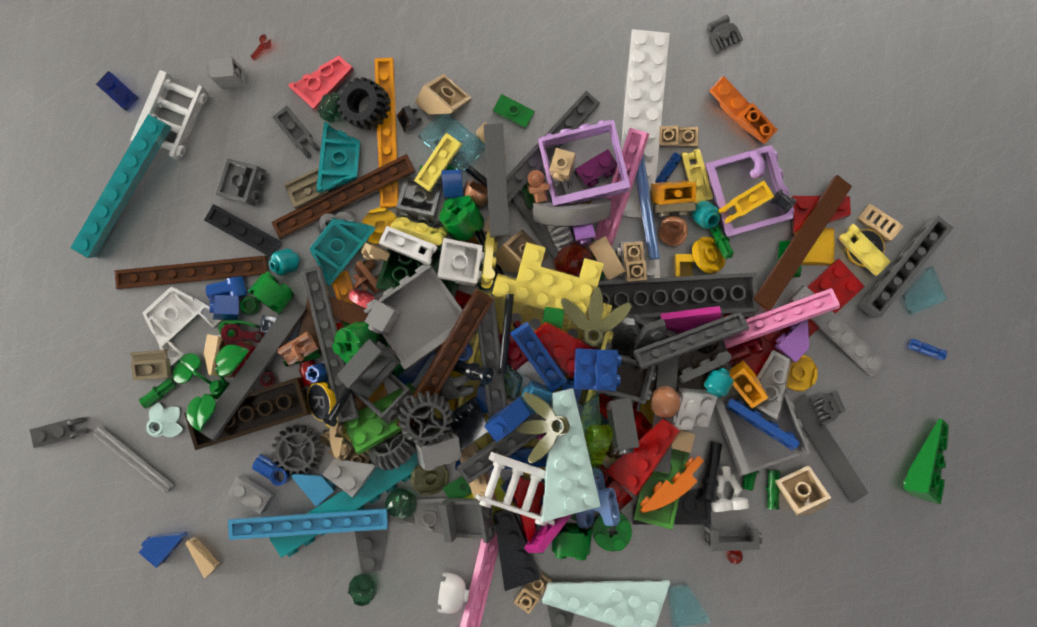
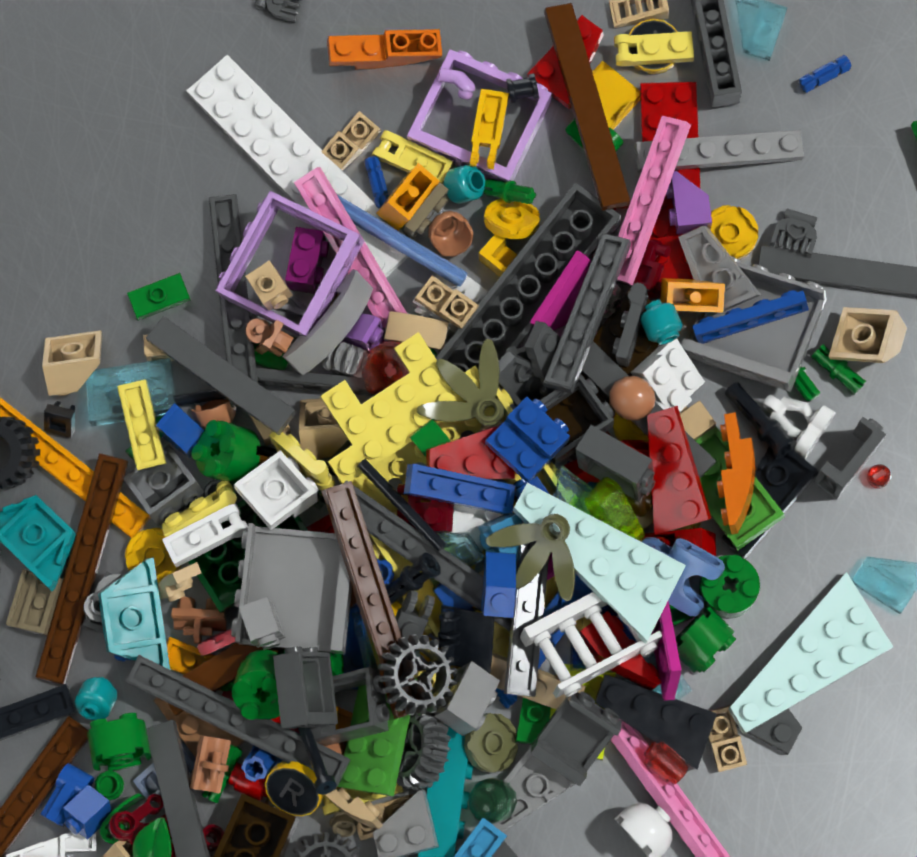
camera: 40 degrees left, 10 degrees down
(493, 574) = (665, 762): none -> clear red brick

